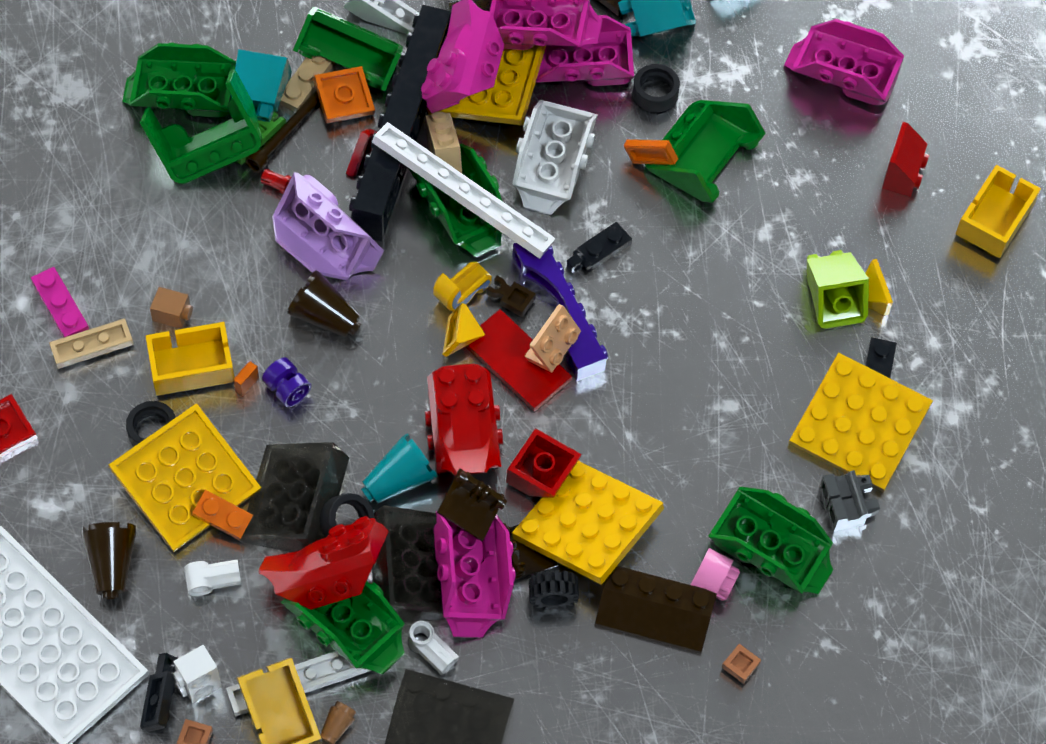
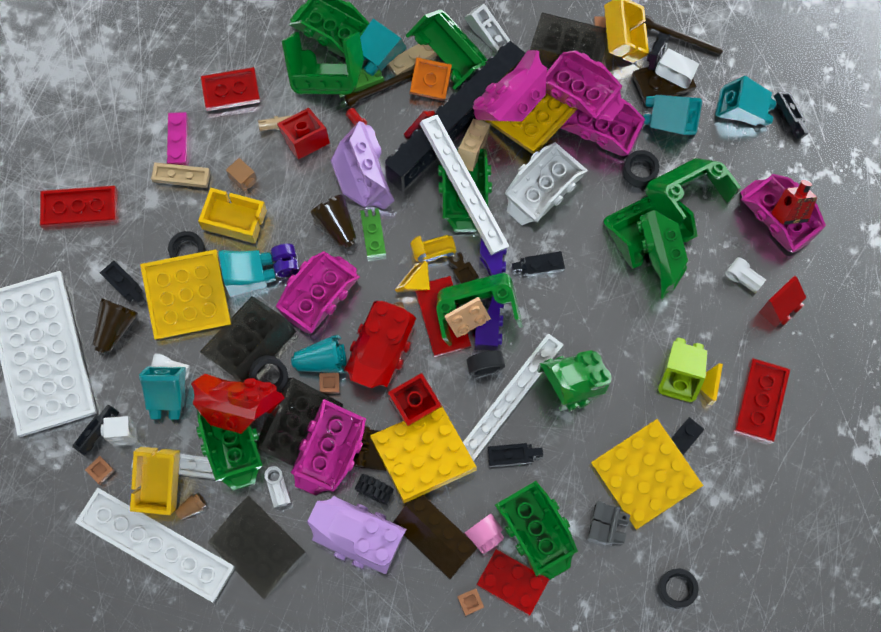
camera: 30 degrees right, 10 degrees up
(92, 503) = (123, 283): none -> black hinge
(95, 214) = (230, 89): none -> red plate
(179, 228) = (269, 124): none -> tan pin
(222, 514) = (195, 331): orange plate -> none
(223, 224) = (304, 133): none -> red slope
(226, 600) = (163, 390): none -> teal hips
(244, 416) = (245, 271): none -> teal hips
(246, 378) = (263, 244): orange tile -> none
(350, 399) = (316, 290): none -> dark pink slope
(376, 304) = (373, 234): none -> bright green hinge
(425, 497) = (329, 383): none -> nougat plate
(471, 504) = (349, 405): dark brown hinge -> none
(522, 327) = (497, 286): none -> green windscreen
(564, 652) = (355, 533): none -> lavender slope
(603, 385) = (485, 363): none -> black tyre
(651, 152) = (609, 213): orange tile -> none
(654, 406) = (510, 397): none -> white plate
(693, 475) = (513, 454): none -> black hinge
(705, 94) = (667, 188): none -> green windscreen
(723, 347) = (577, 378): none -> green slope
(738, 158) = (665, 249): none -> green slope
(776, 618) = (512, 582): none -> red plate
(837, 152) = (741, 272): none -> white piece
(860, 43) = (795, 204): none -> red torso
(942, 282) = (762, 400): none -> red tile
(960, 547) = (691, 581): none -> black tyre
(996, 212) = (829, 370): yellow piece -> none

